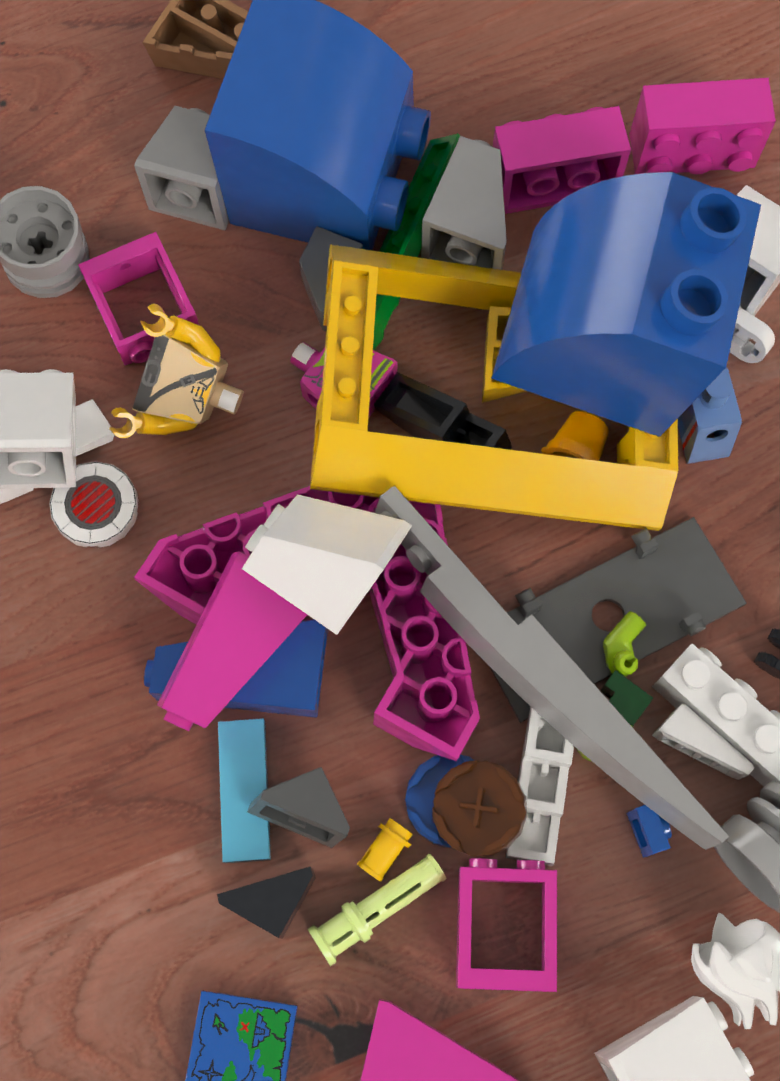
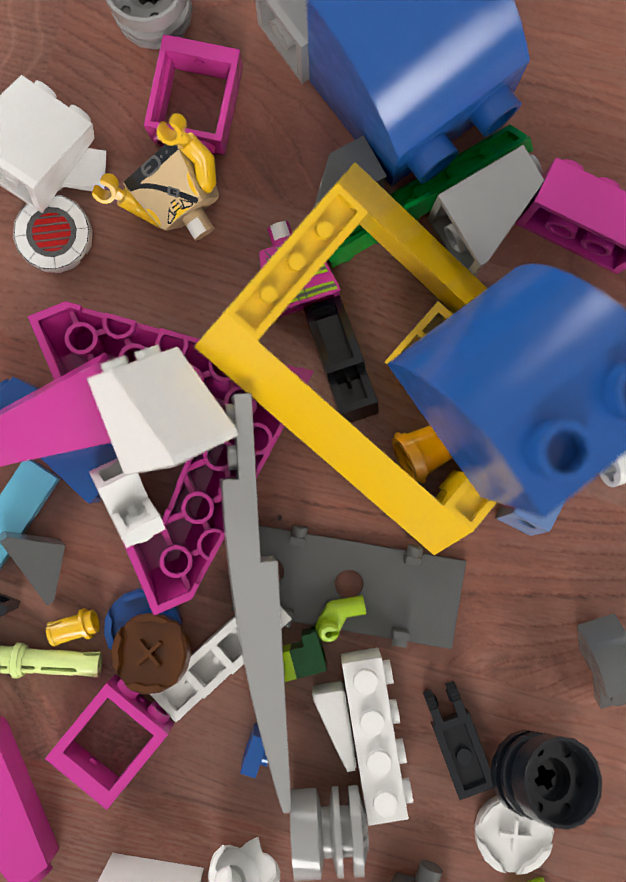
camera: 35 degrees right, 15 degrees up
(350, 676) = (127, 503): none -> white brick

